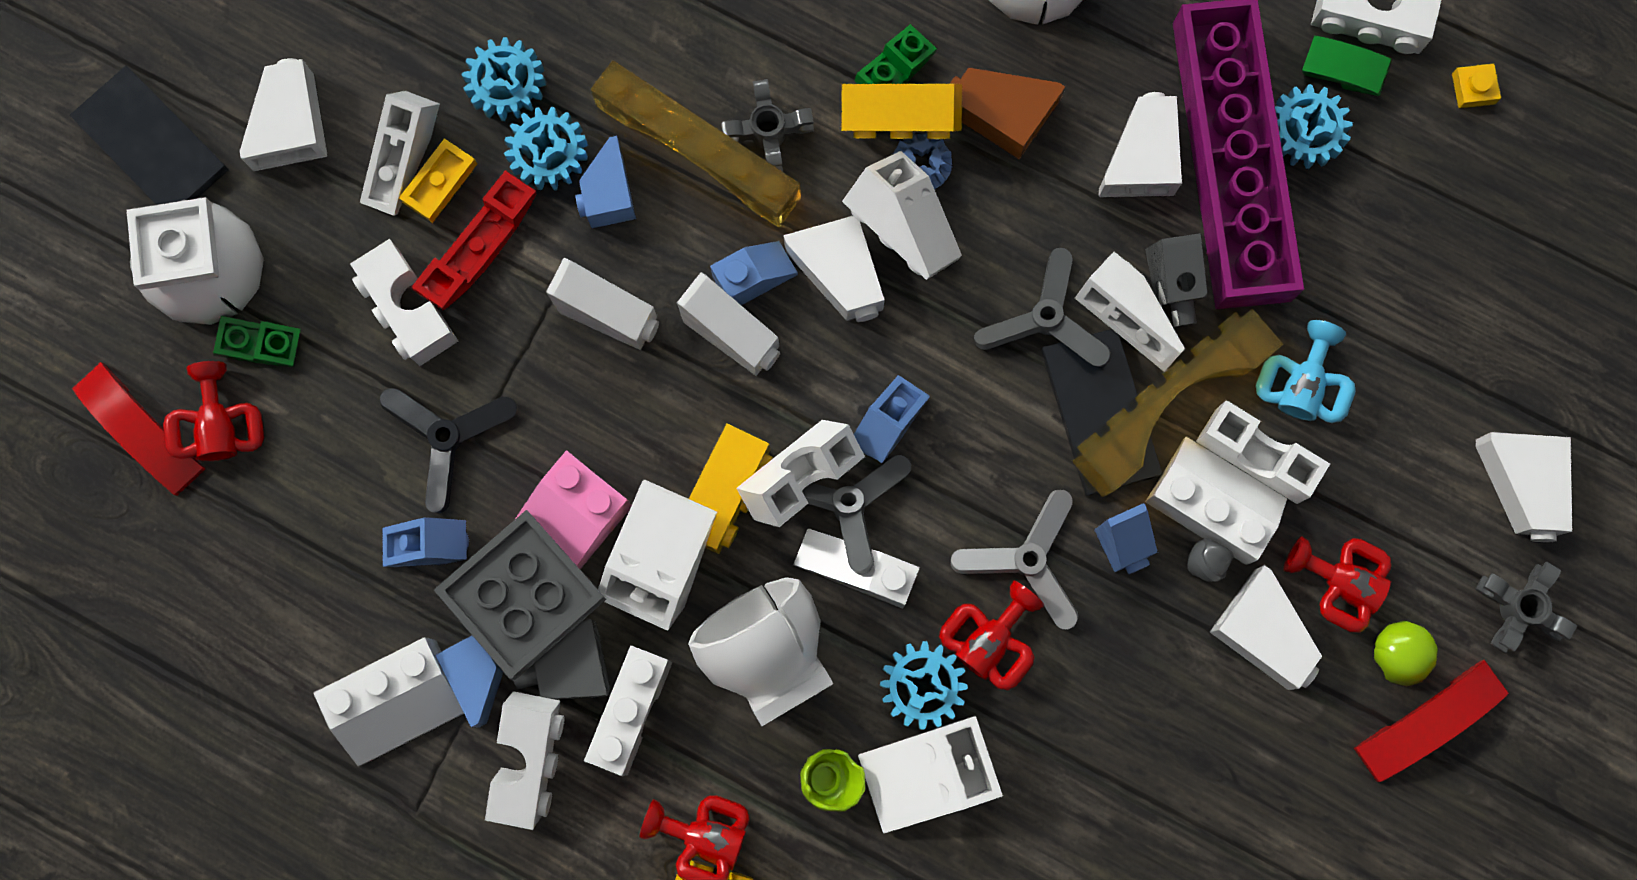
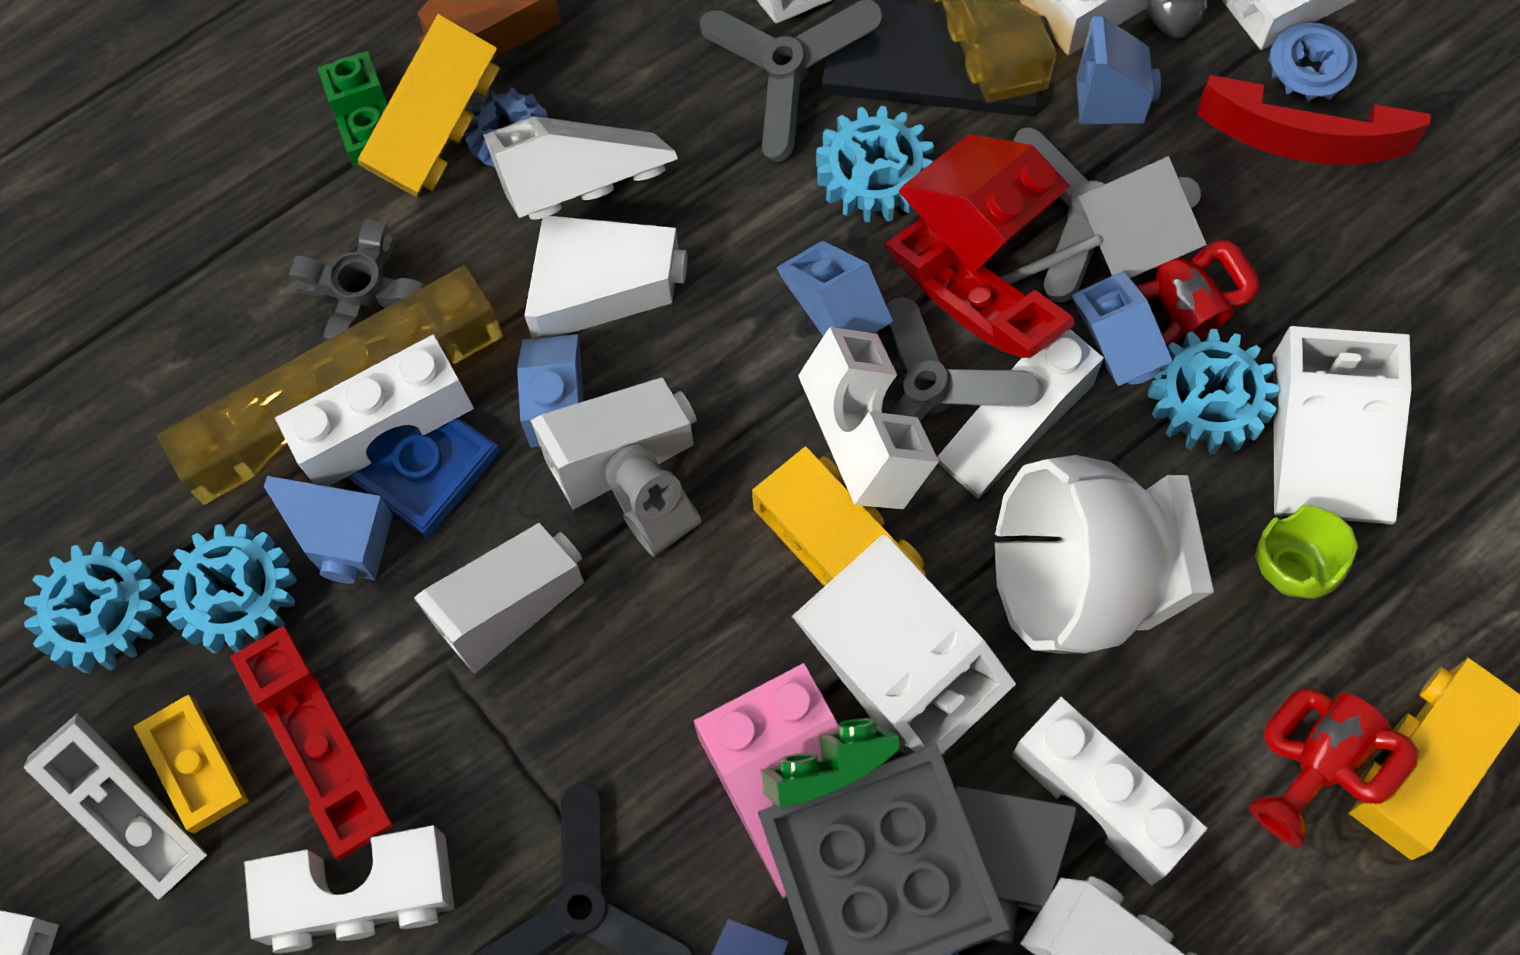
camera: 65 degrees left, 10 degrees down
(581, 550) = (845, 759): none -> green slope
(665, 163) = (338, 425): none -> white arch
(674, 217) = (425, 474): none -> blue tile
(698, 367) = (650, 498): none -> light grey piece
(927, 507) = (981, 299): none -> red slope
(935, 608) = (1123, 329): none -> medium blue slope
(995, 484) = (984, 195): none -> red slope
(1010, 407) = (873, 159): none -> medium azure gear
(1019, 592) = (1135, 222): none -> light grey piece
(1166, 735) = (1307, 136): none -> red slope
(1229, 669) = (1318, 44): none -> medium blue gear

